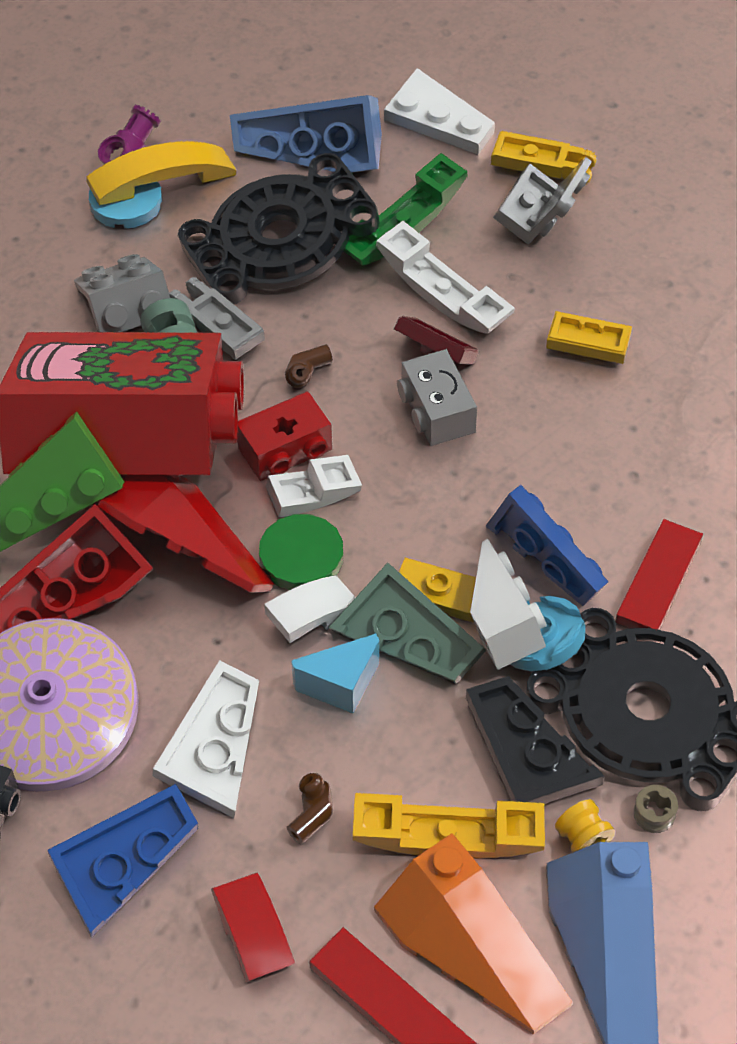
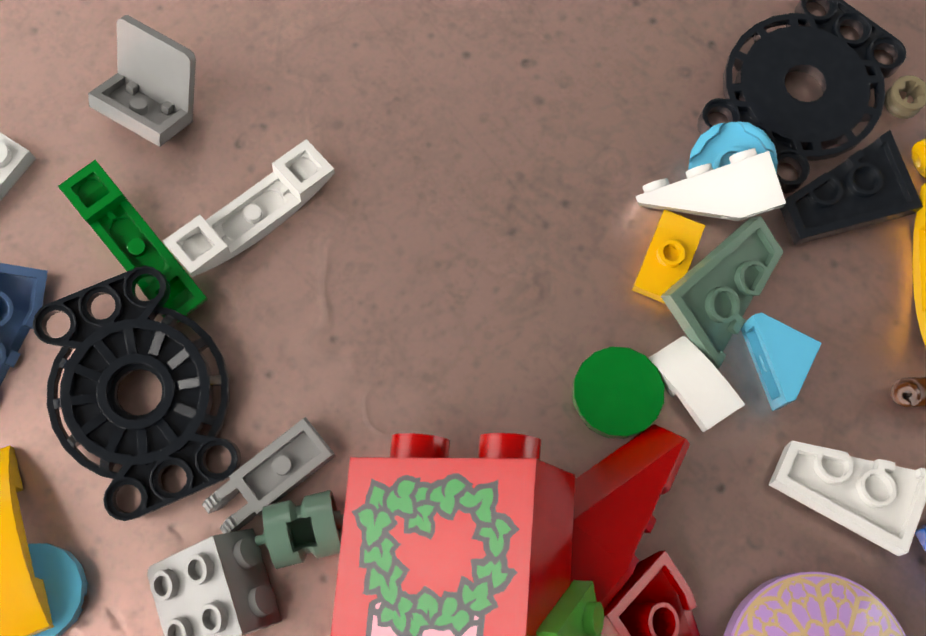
camera: 90 degrees left, 20 degrees up
(284, 436) = (449, 379): red brick -> none
(303, 364) = (355, 377): reddish brown arm -> none
(321, 485) = (530, 375): white slope -> none
(436, 340) = (341, 226): dark red plate -> none
(437, 397) = (425, 232): light grey brick -> none
(538, 535) = (638, 140): blue wing -> none
(548, 156) = (64, 86): yellow hinge -> none
(589, 337) = (350, 74): yellow plate -> none
(659, 577) = (658, 56): red tile -> none

